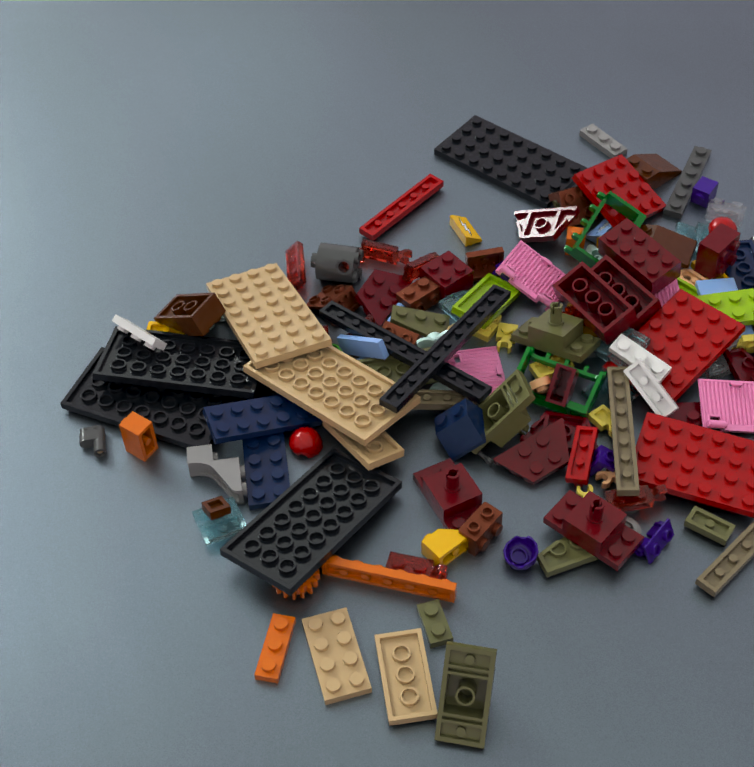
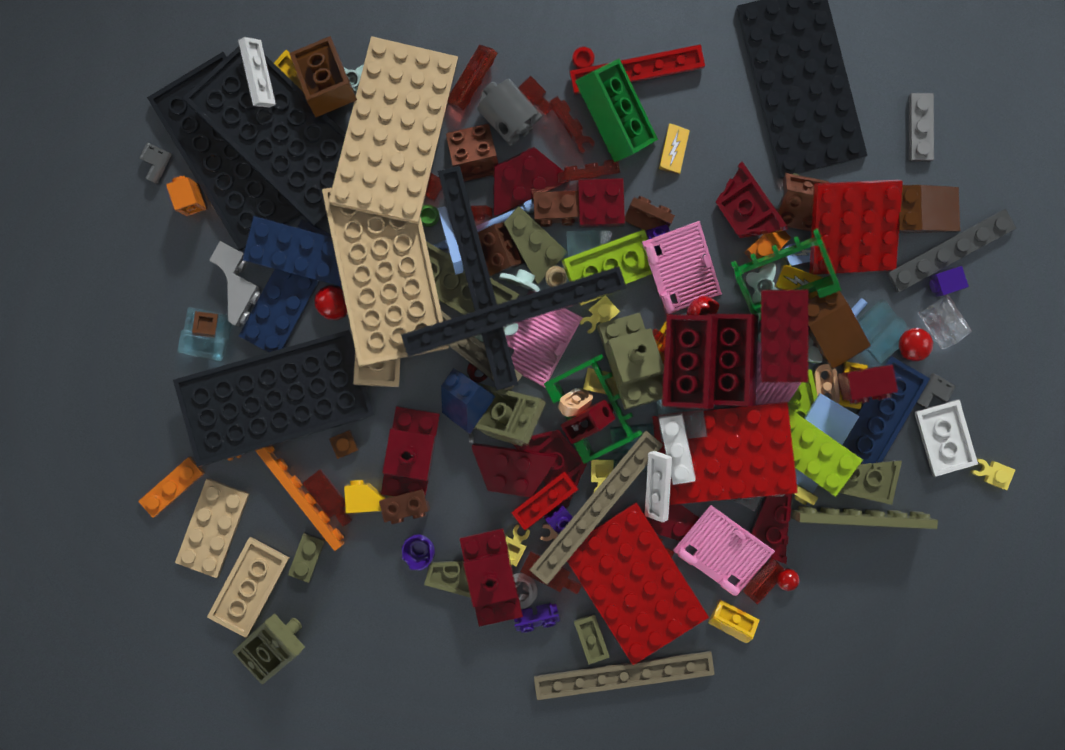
camera: 35 degrees right, 40 degrees up
(360, 220) = (583, 57): none -> red tile
(394, 525) = (343, 444): none -> reddish brown plate
(408, 226) = (616, 110): none -> green slope

